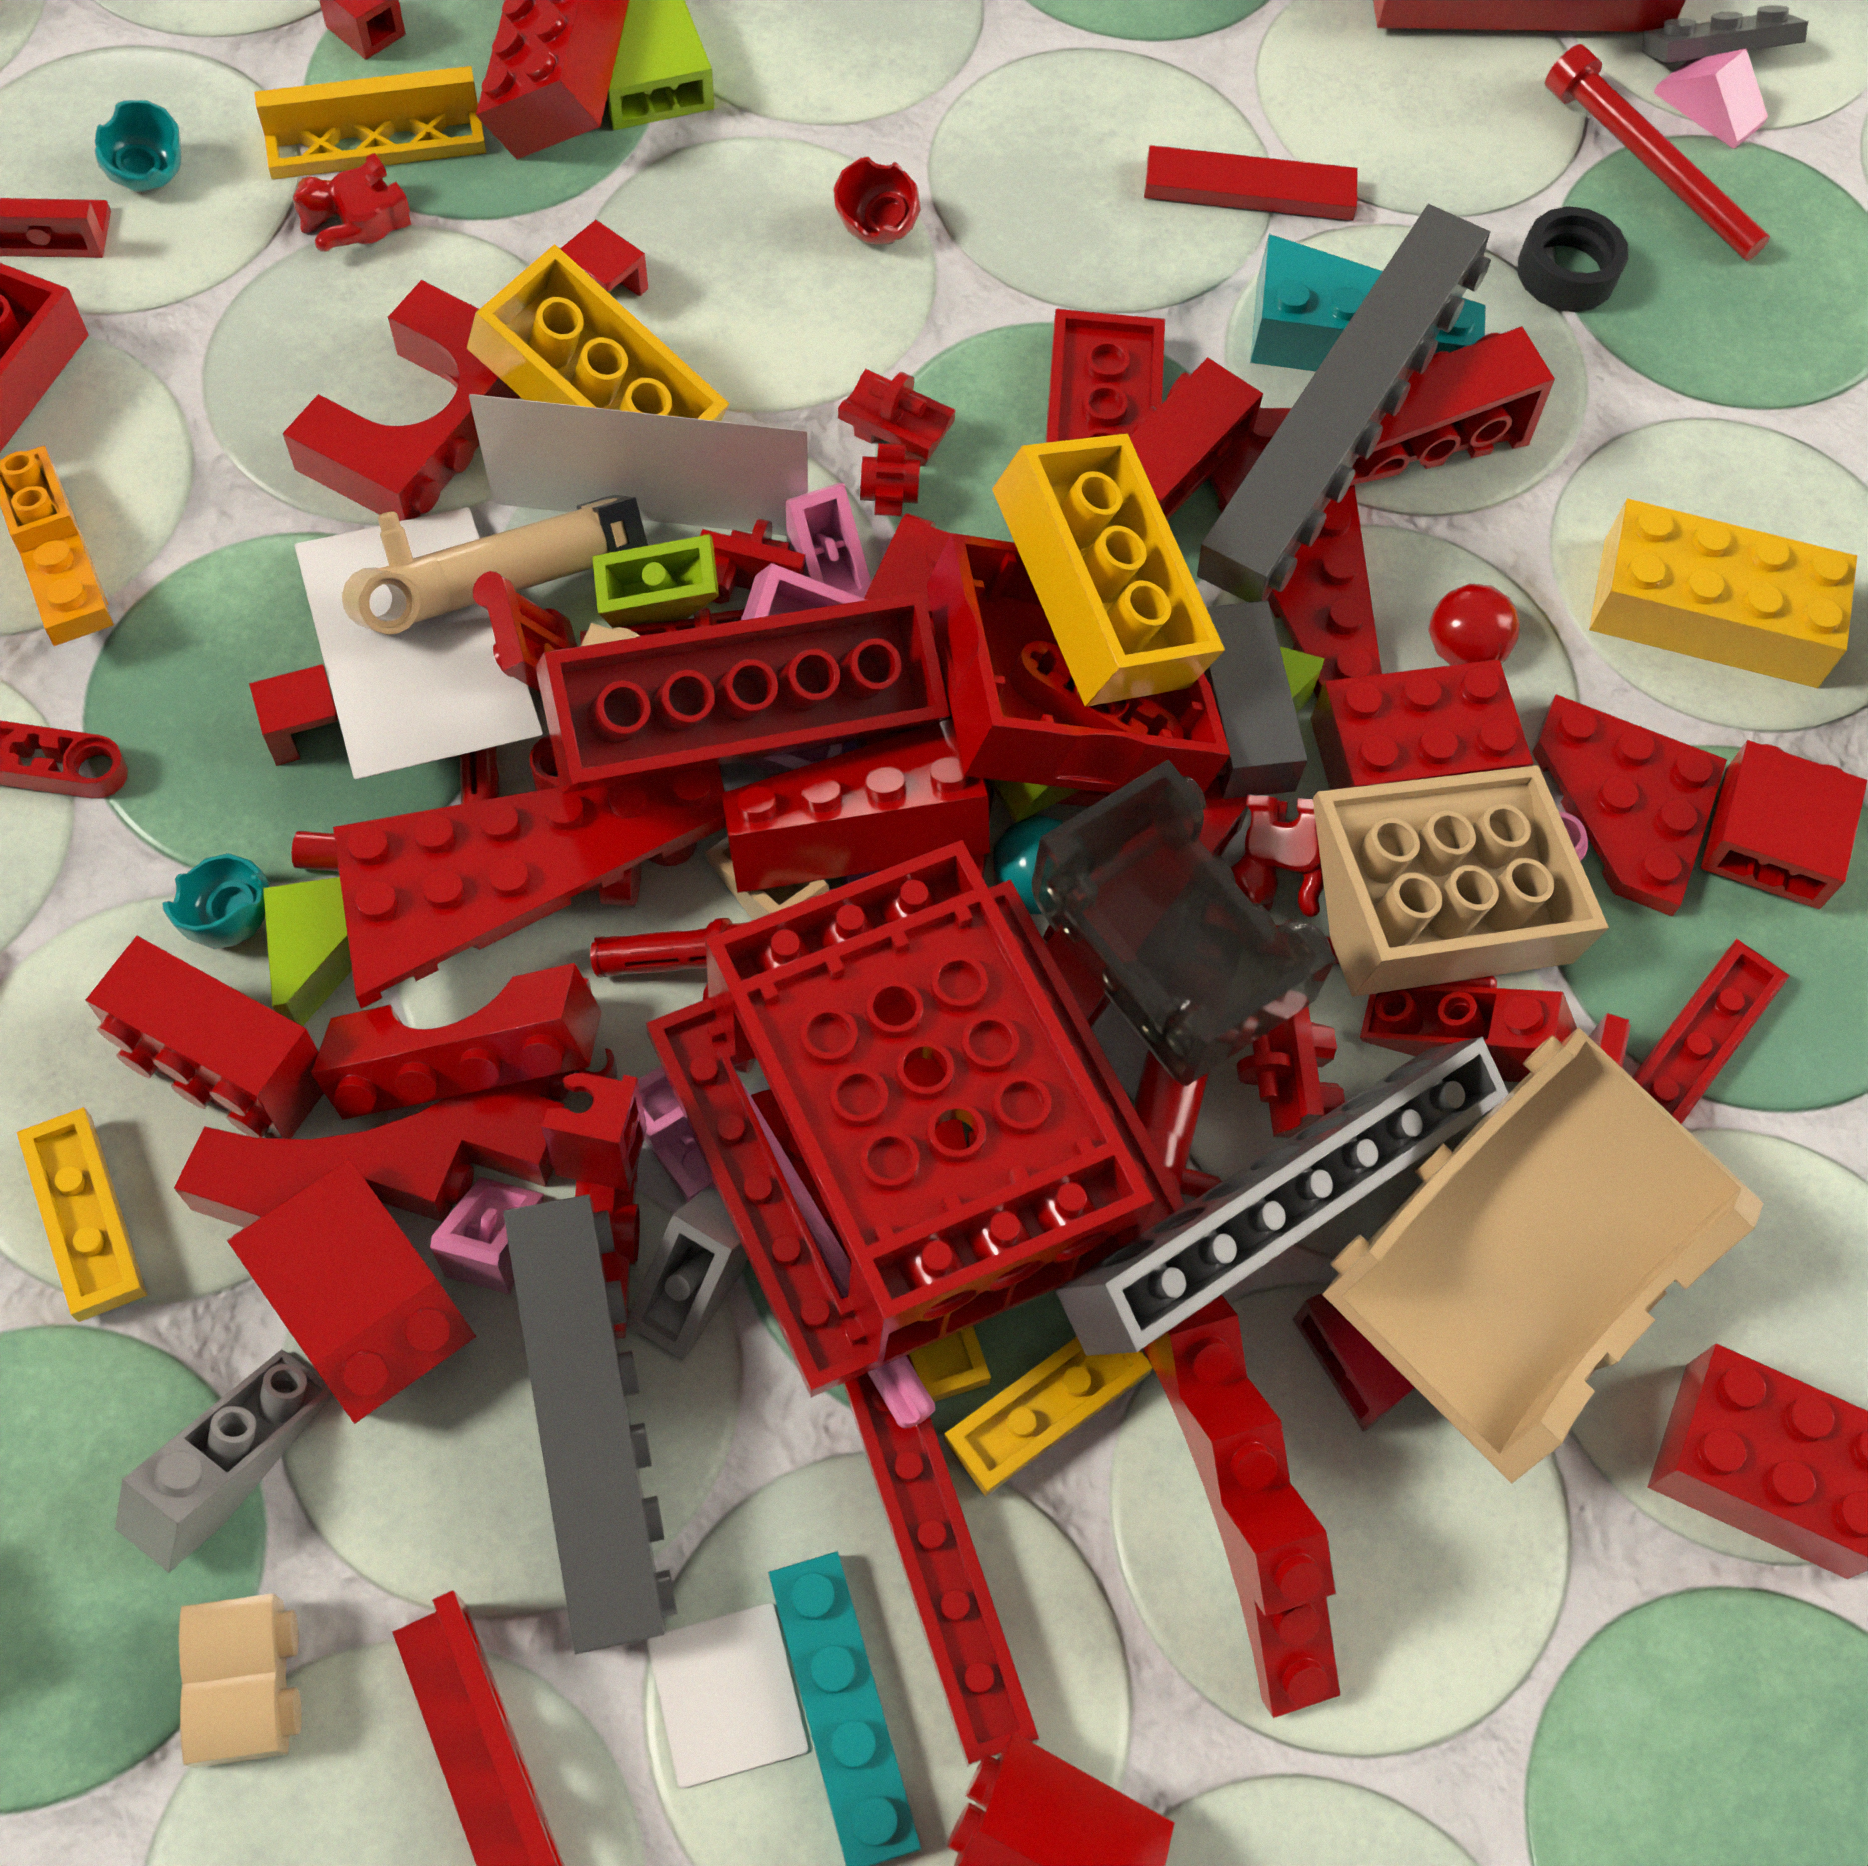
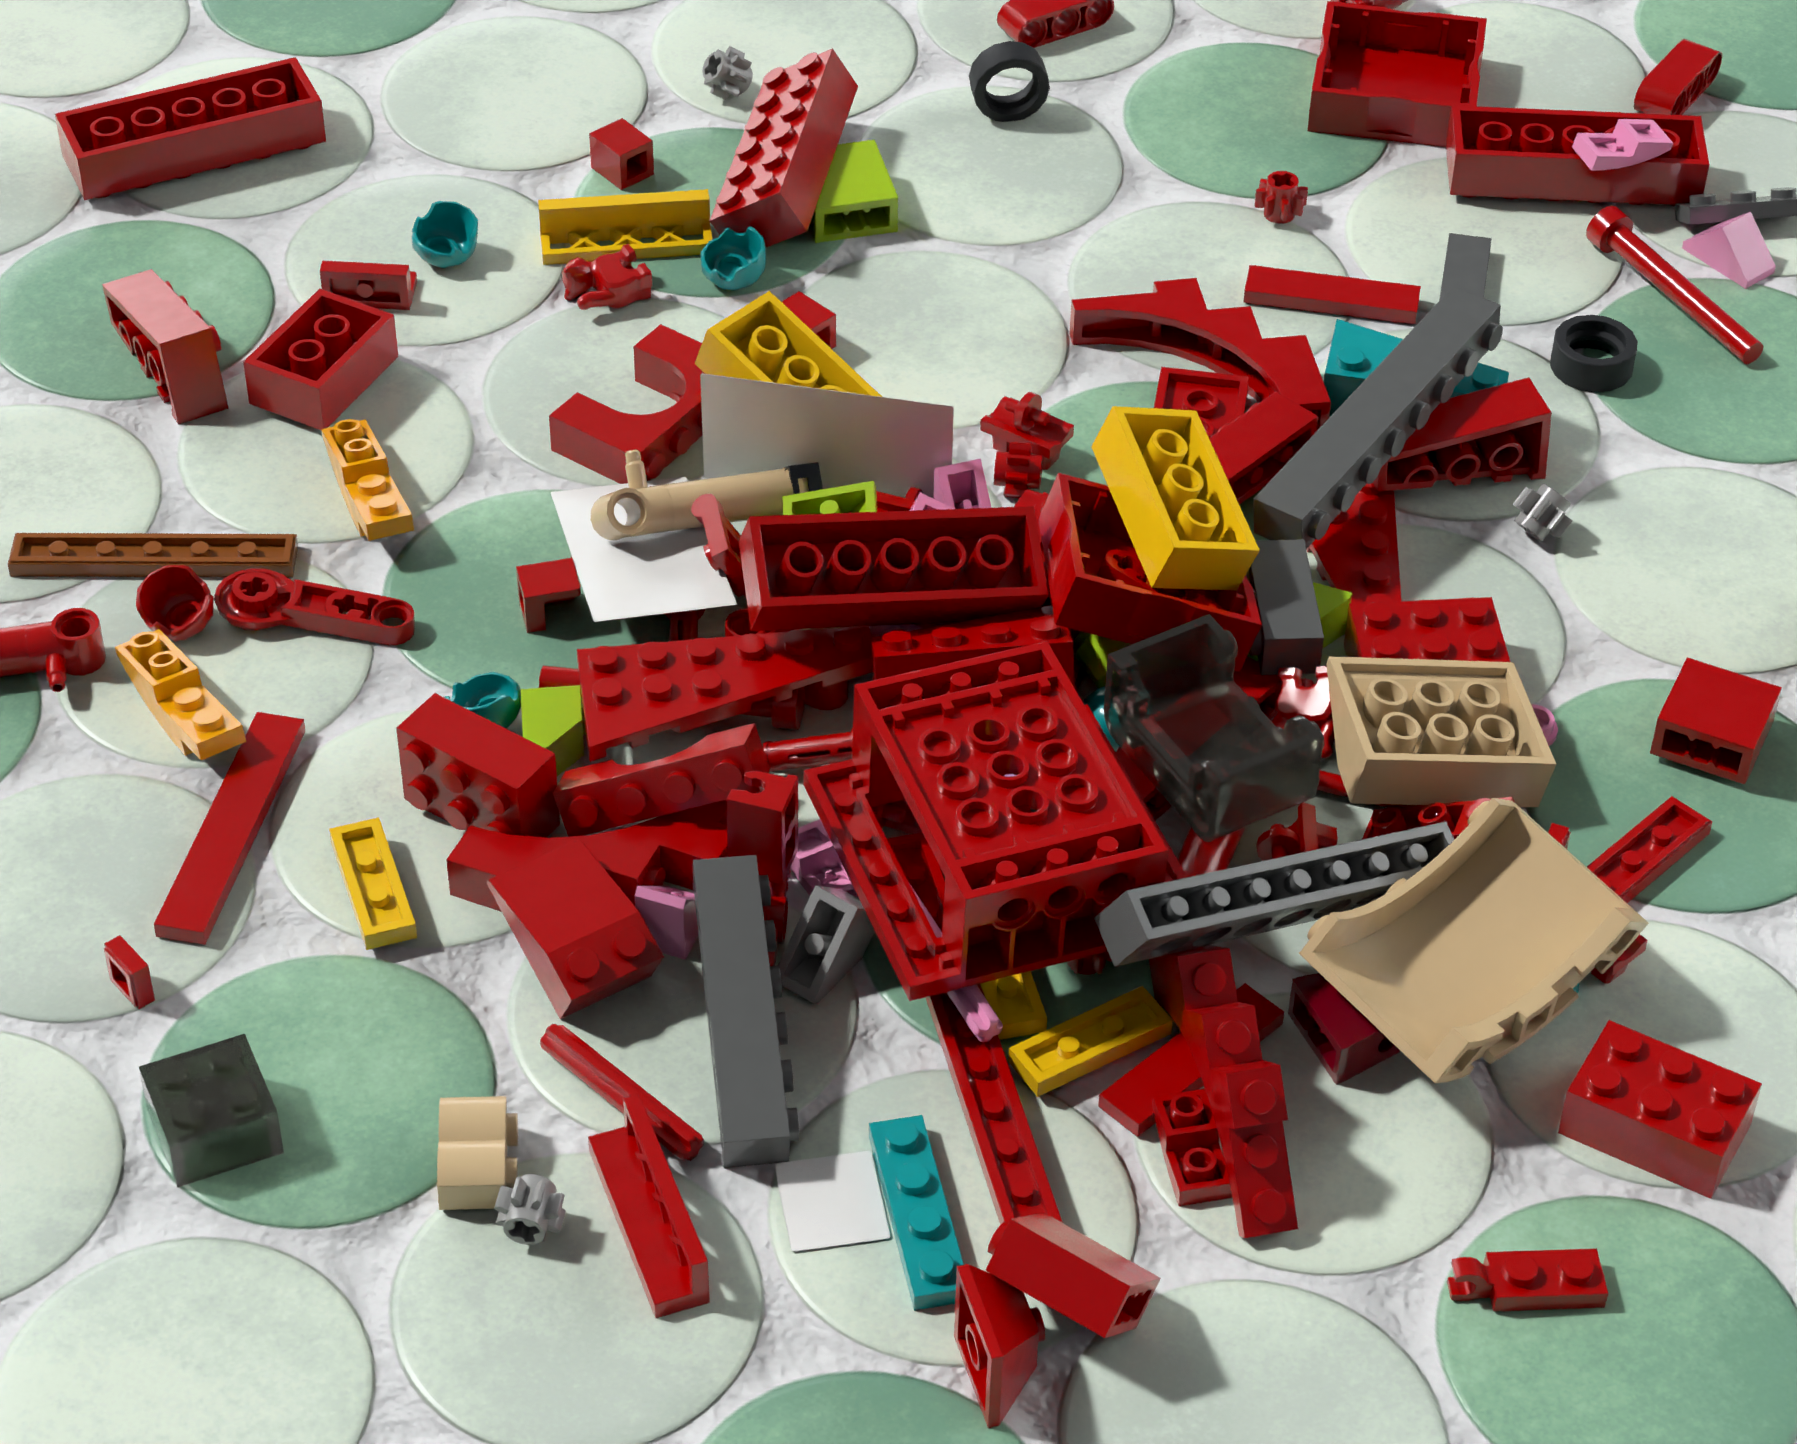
camera: 10 degrees right, 20 degrees down
(217, 1460) = (461, 1031): light grey slope -> none
(316, 1779) = (530, 1209): none -> light grey gear
(435, 1544) = (615, 1085): none -> red axle
(511, 167) = (734, 259): none -> teal hair
(876, 201) = (1023, 291): red hair -> none
(1126, 261) = (1221, 339): none -> red arch
(1151, 1443) = (1172, 1070): none -> red tile
(1179, 42) = (1281, 197): none -> red gear
(1192, 1571) = (1191, 1147): none -> red slope
(1405, 152) = (1466, 264): none -> dark grey tile
(1474, 625) = (1484, 577): red hair -> none
(1539, 508) = (1542, 512): none -> light grey gear
(1634, 794) = (1598, 705): red plate -> none
(1648, 1750) = (1531, 1280): none -> red plate
(1724, 593) = (1687, 573): yellow brick -> none

